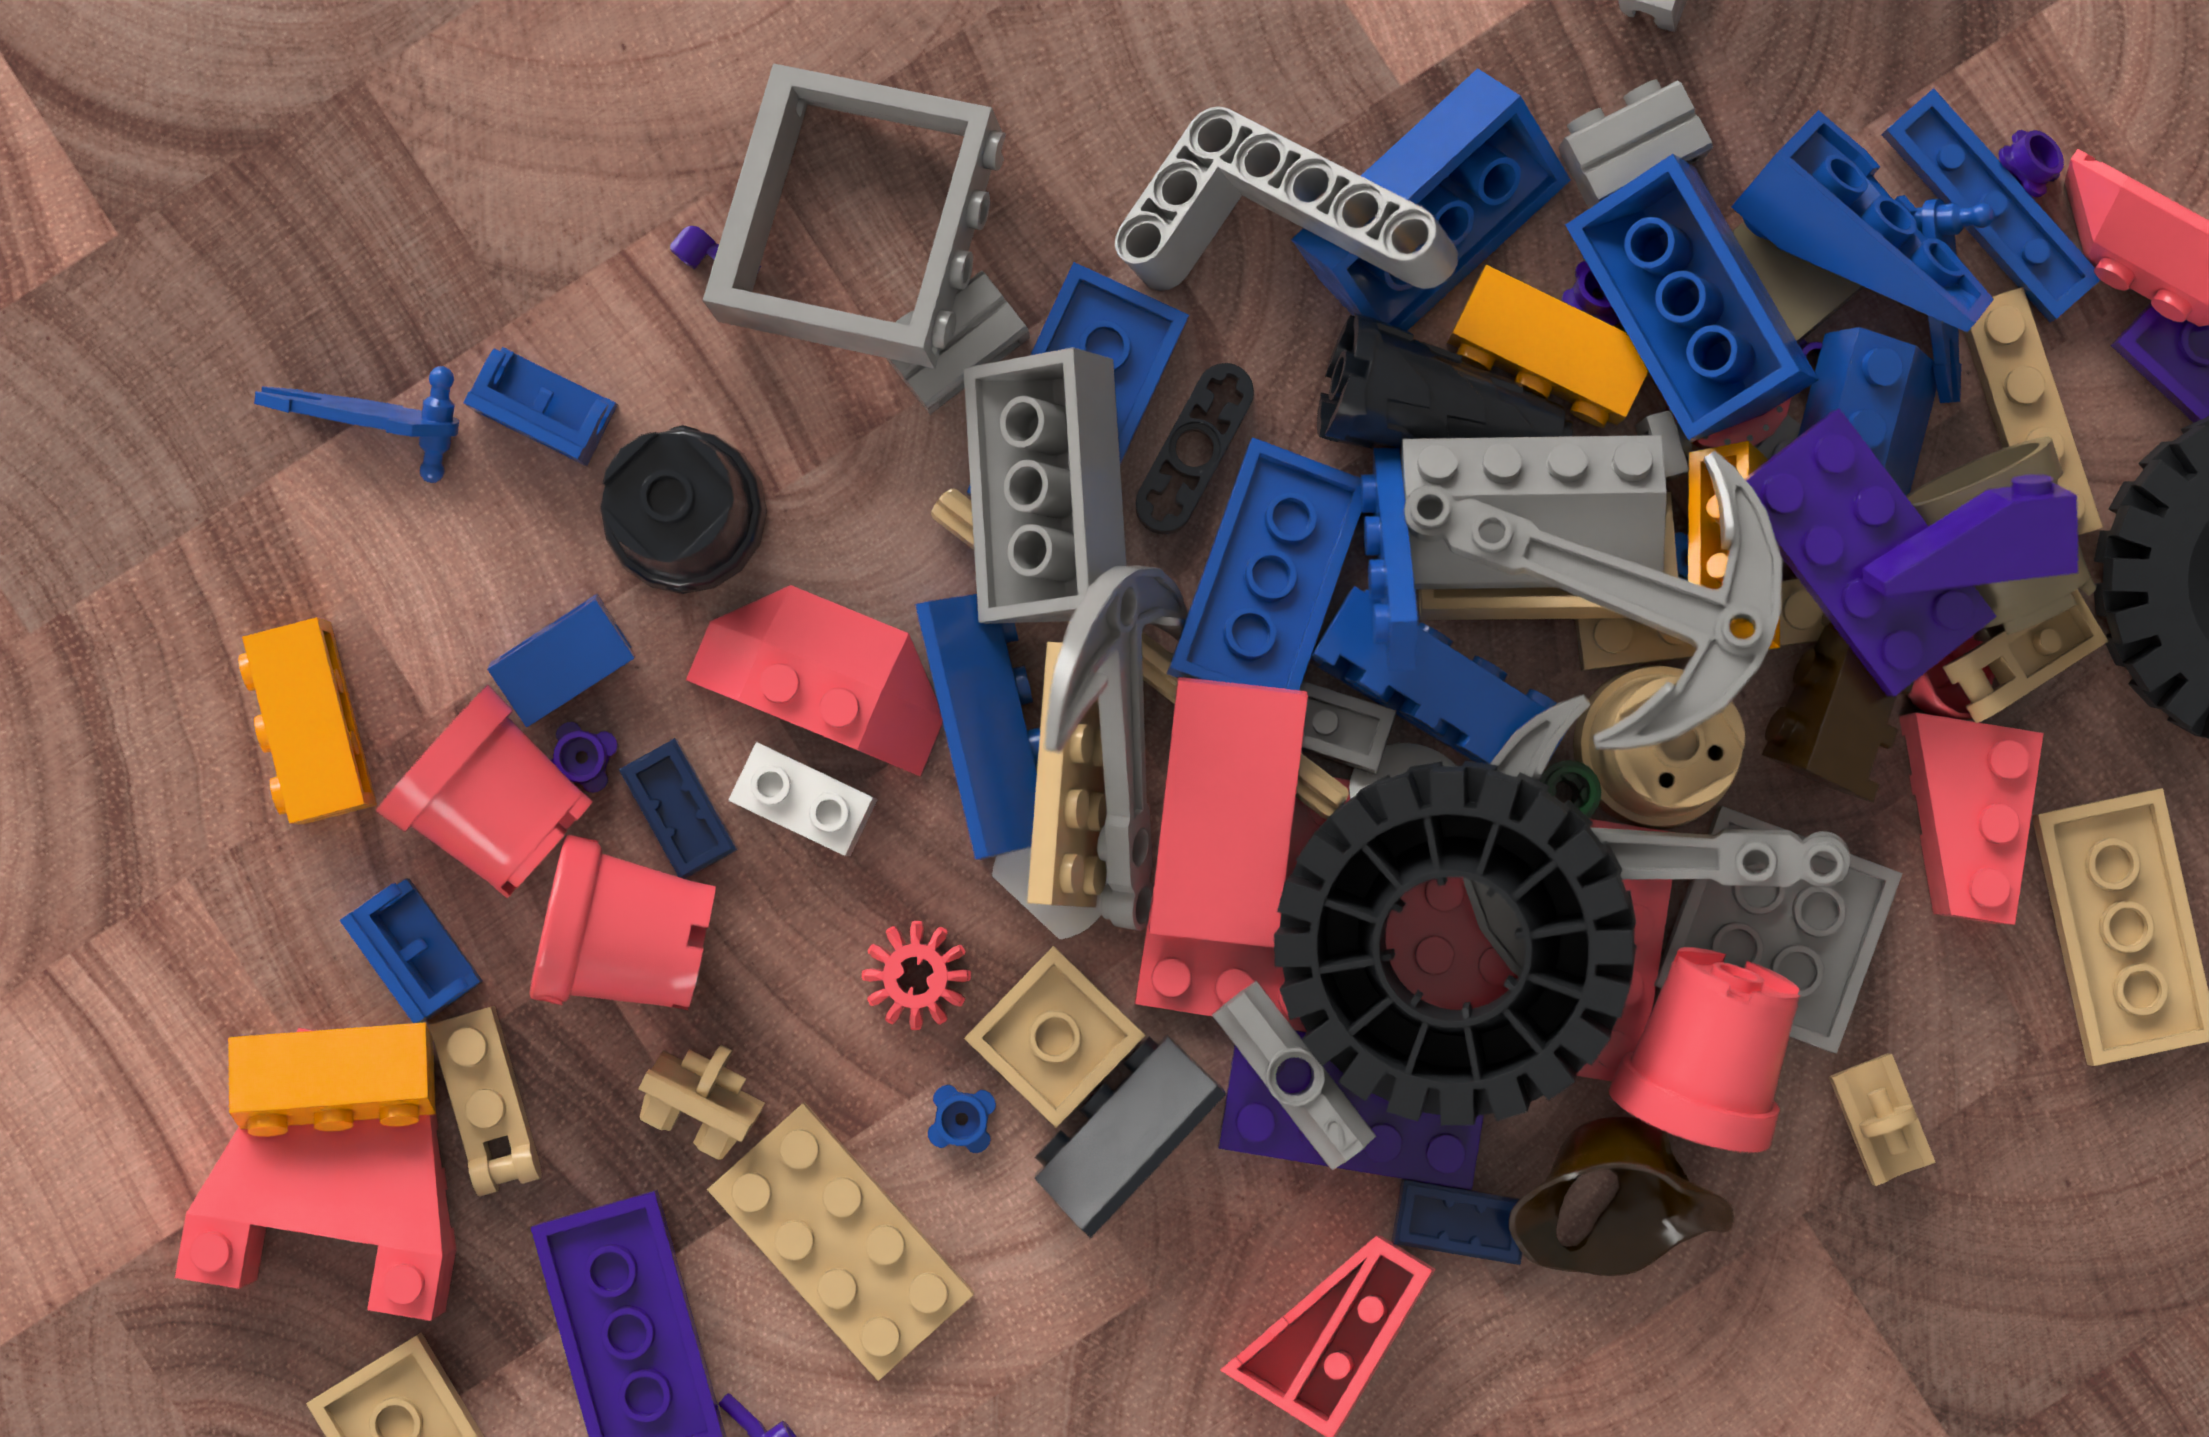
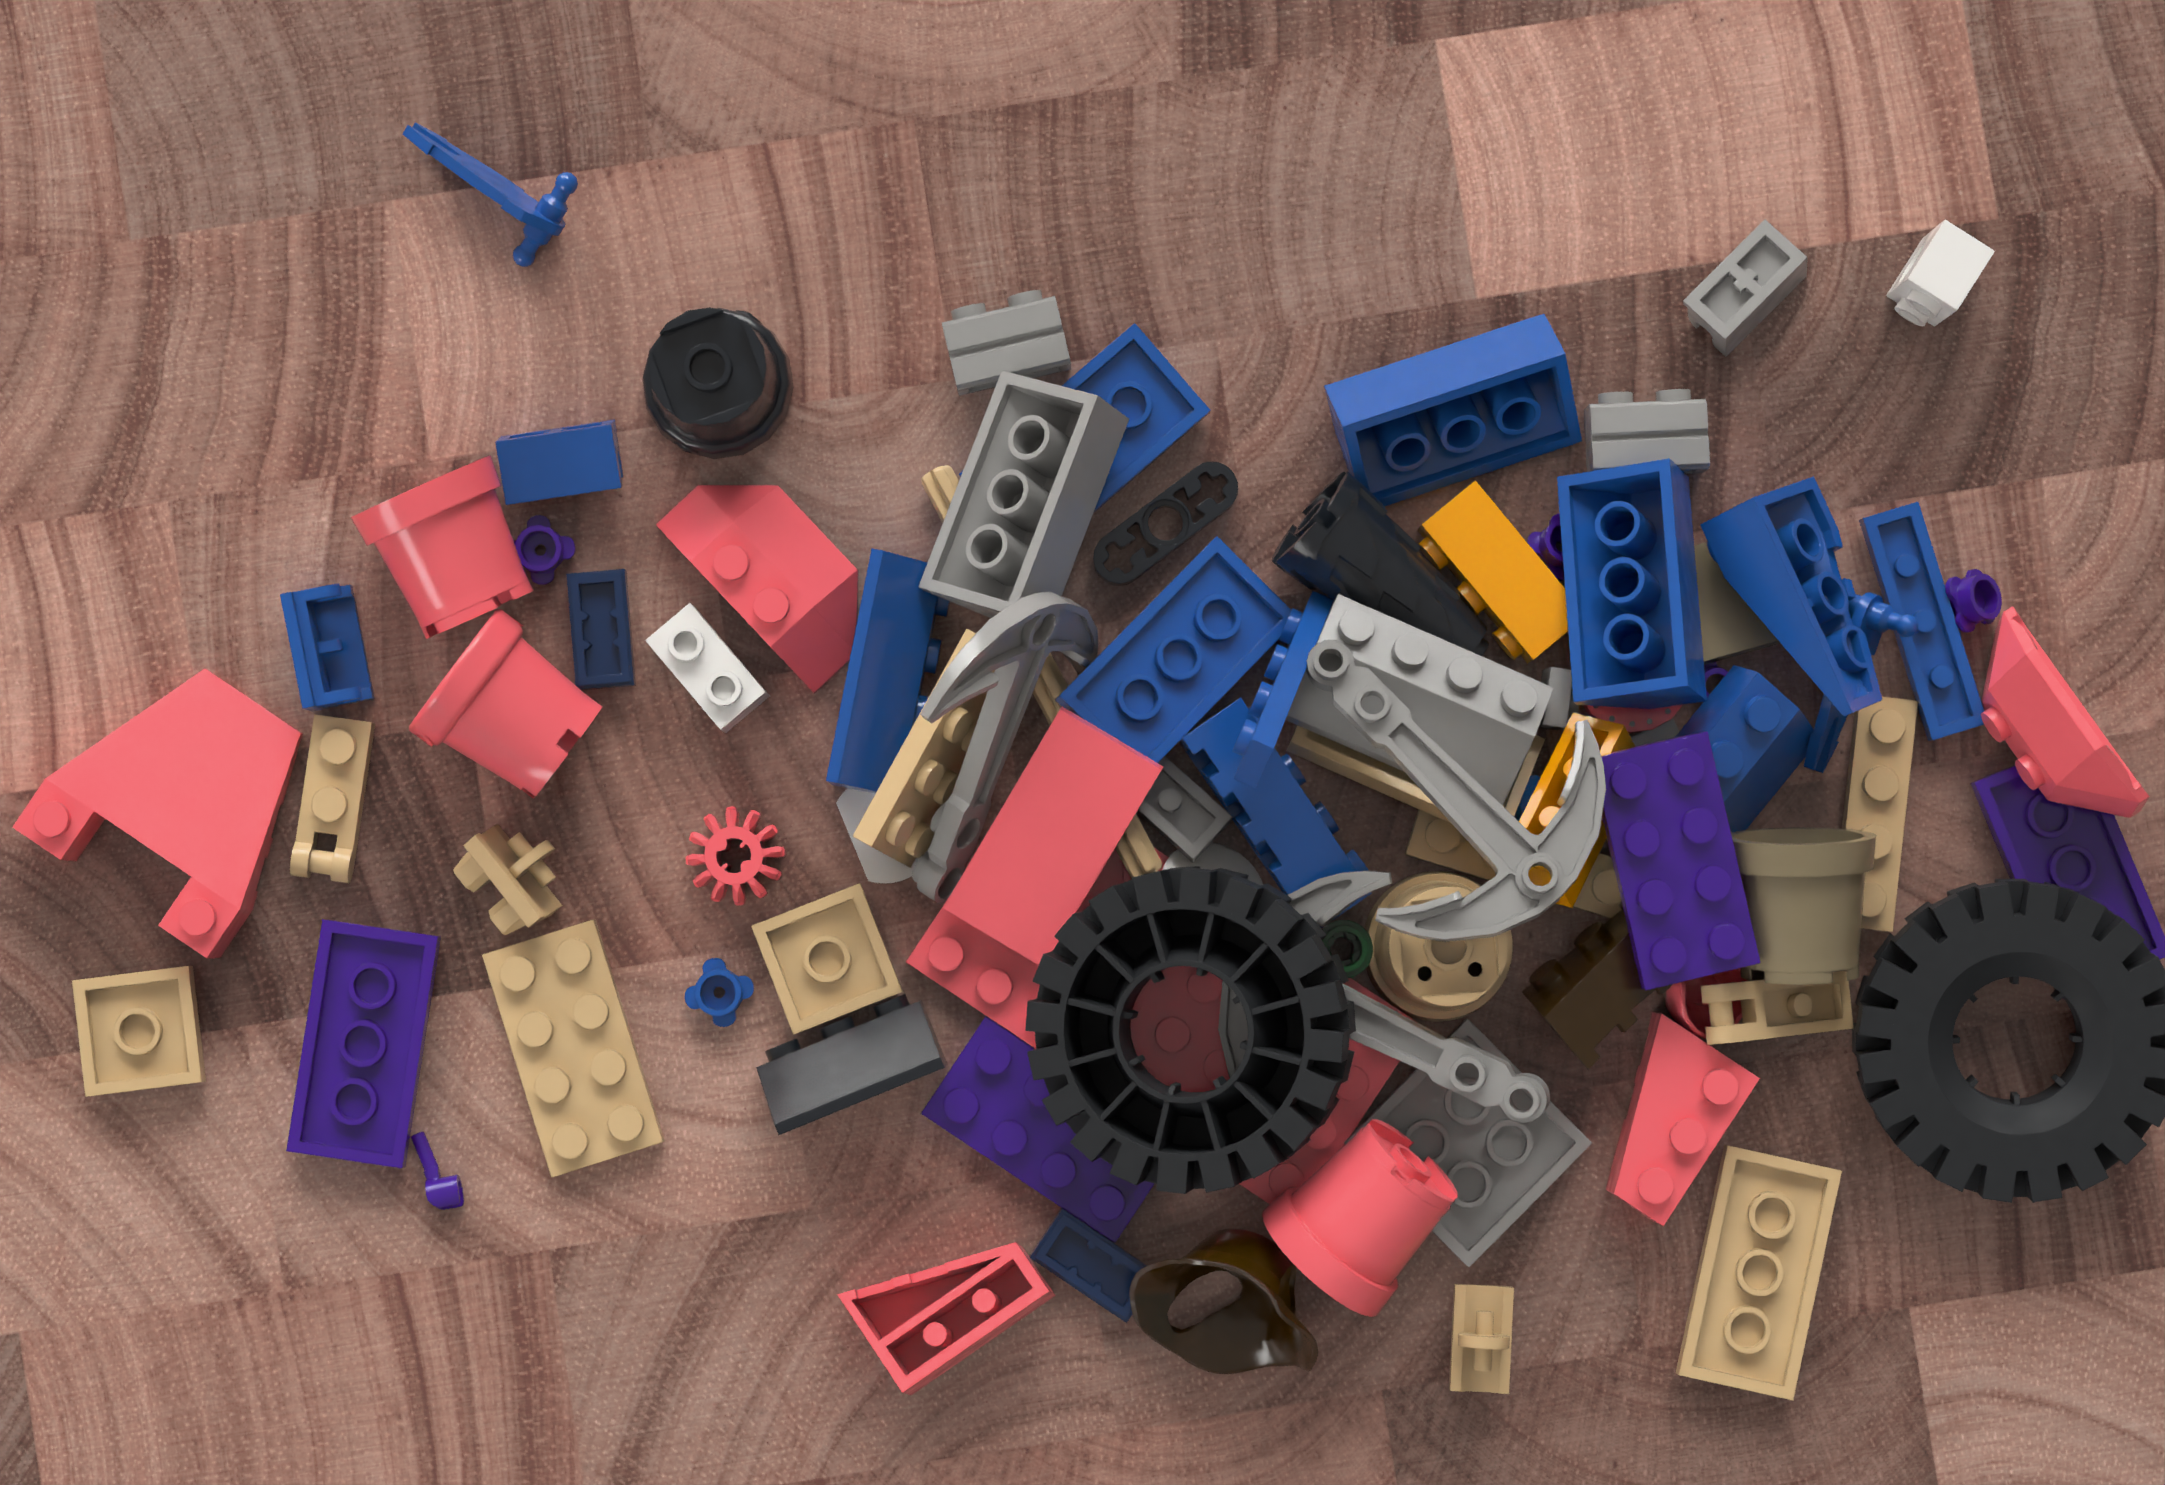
camera: 20 degrees right, 0 degrees up
(306, 721) = (326, 417): light orange brick -> none
(331, 1078) = (214, 721): light orange brick -> none
(540, 405) = (639, 242): blue hinge -> none
(693, 246) = (827, 166): dark purple hand -> none
(759, 191) = (902, 144): light grey window -> none
(1220, 176) = (1290, 307): light grey beam -> none
(1319, 1109) = (1016, 1118): light grey piece -> none
(1988, 540) = (1778, 895): dark purple slope -> none

